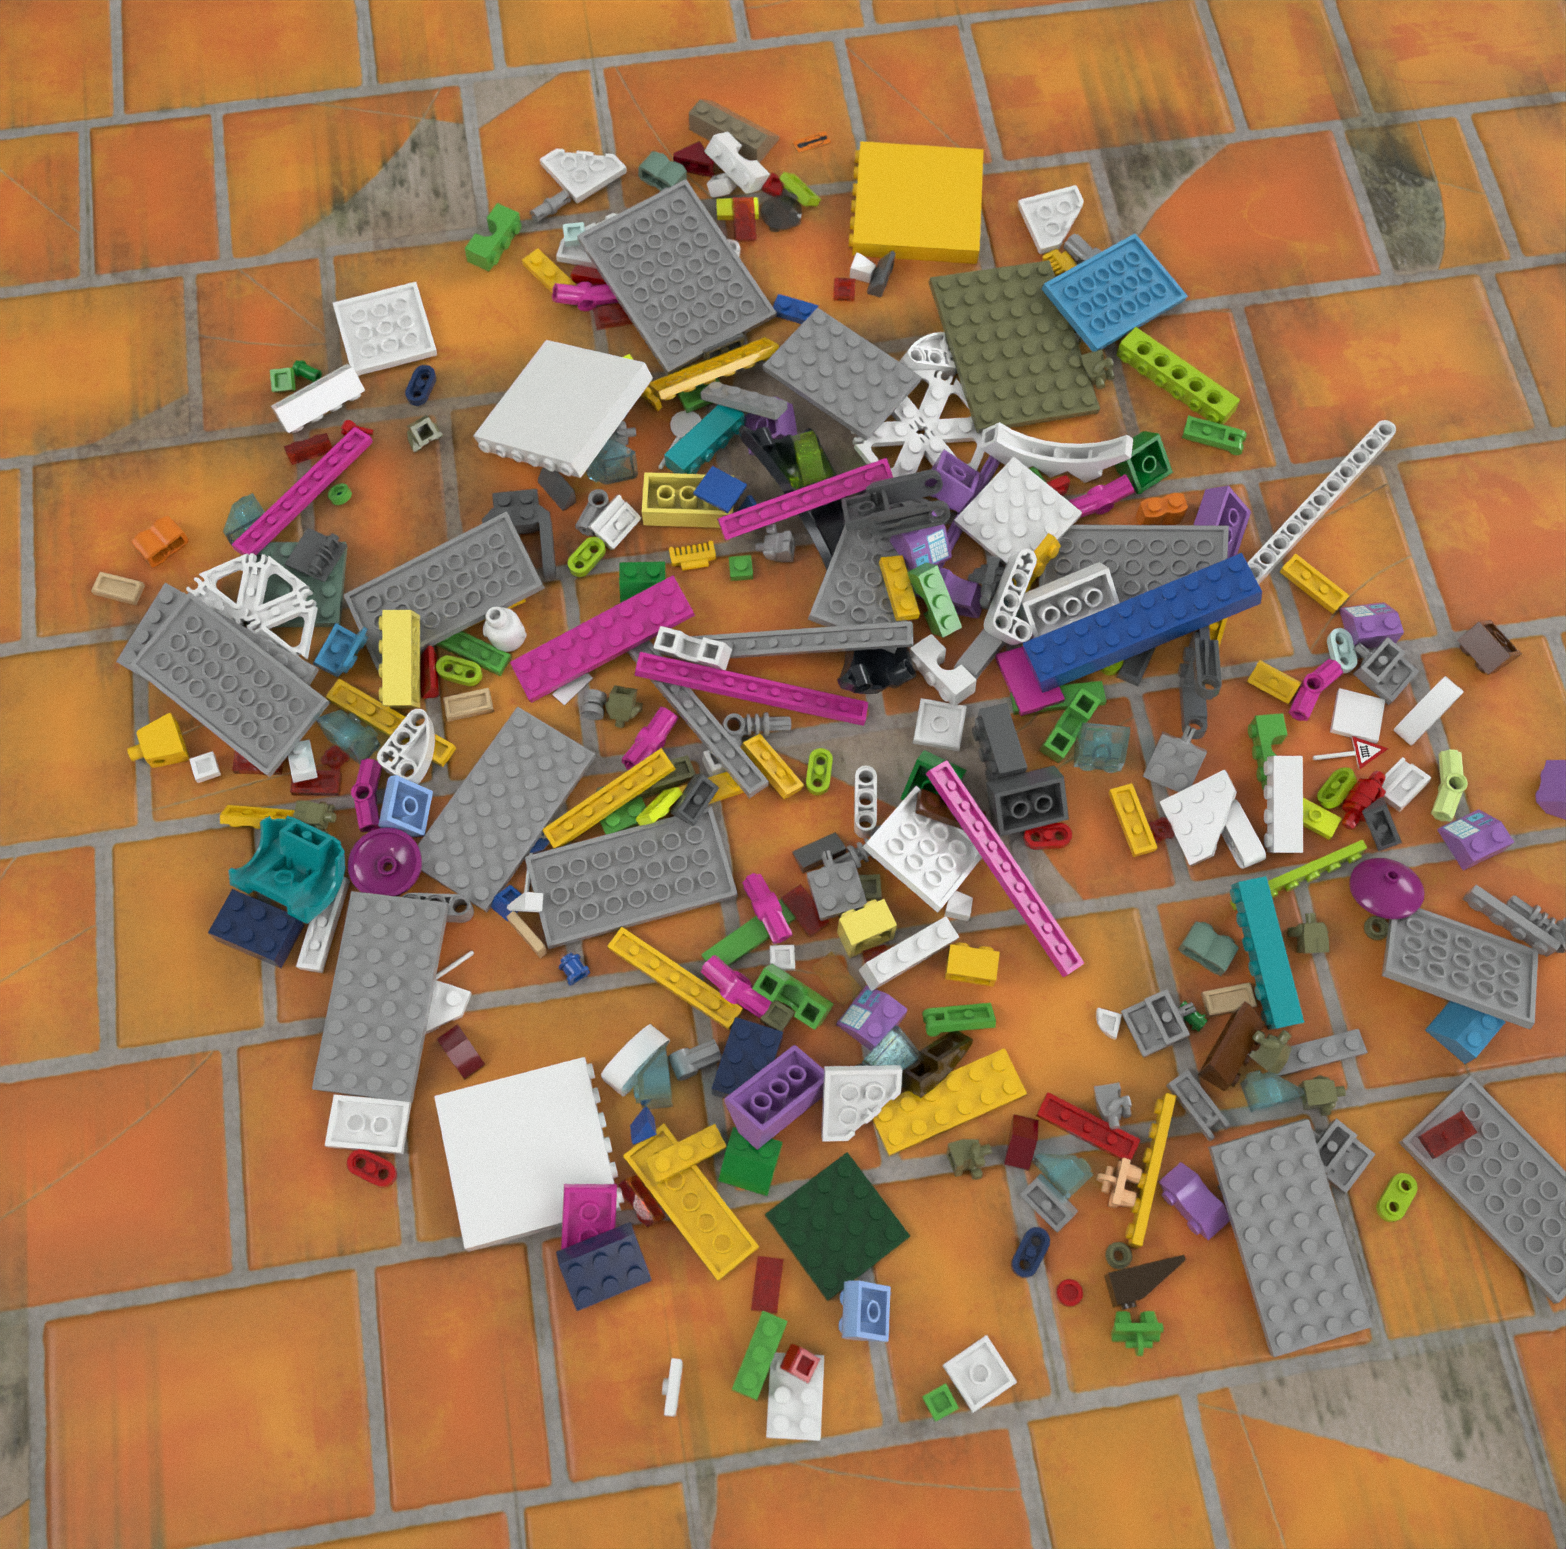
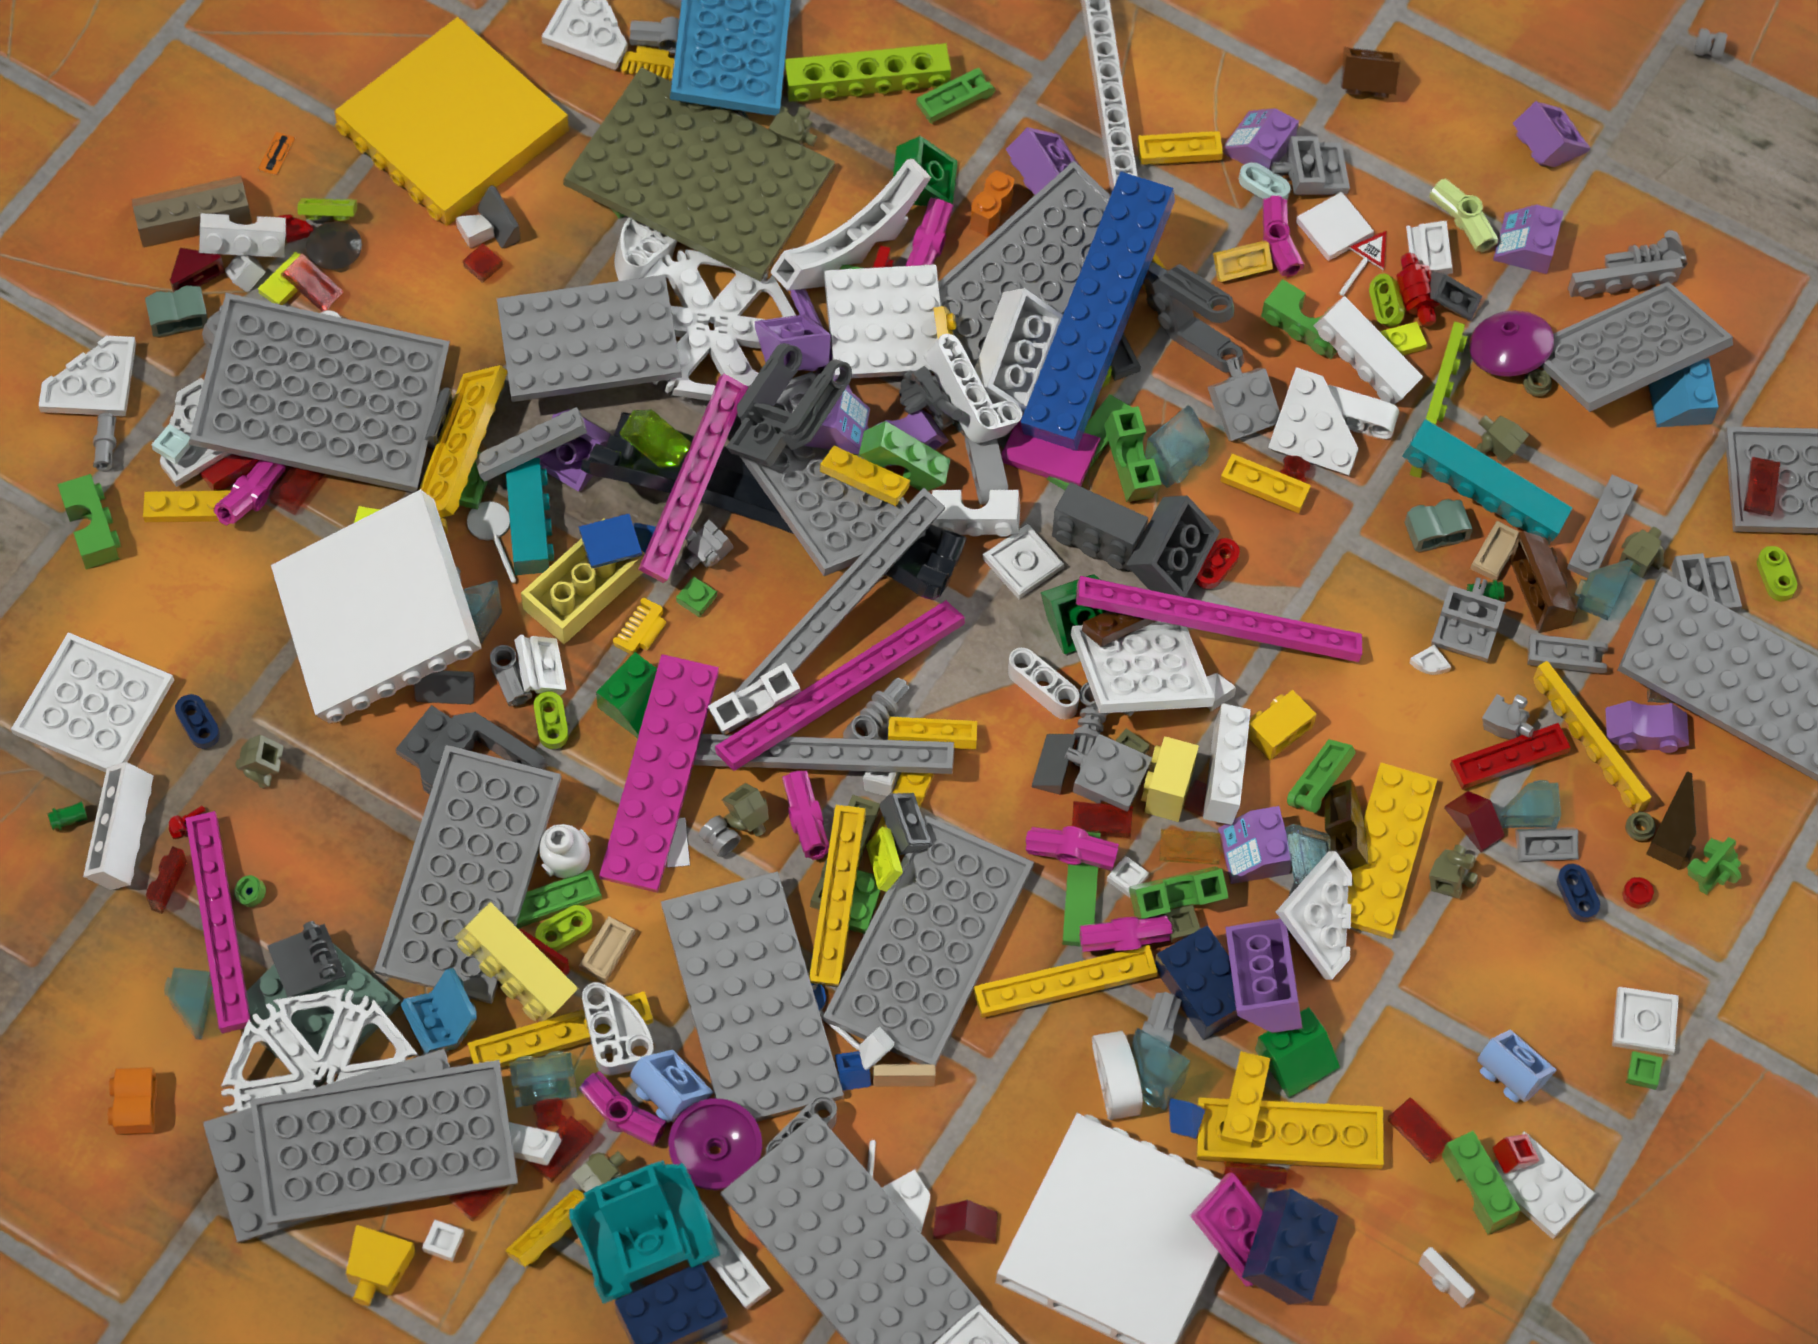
camera: 50 degrees left, 5 degrees down
(118, 588) = (145, 1183): tan tile -> none
(282, 380) = (56, 845): bright green plate -> none
(573, 968) = (975, 1060): blue brick -> none
(793, 309) = (459, 323): blue plate -> none
(819, 773) = (976, 699): lime plate -> none
(837, 1226) = (1418, 1030): dark green plate -> none
(1124, 1173) = (1578, 774): light nougat hips -> none
(1273, 1051) = (1577, 552): olive piece -> none
(1428, 711) = (1385, 167): white beam -> none

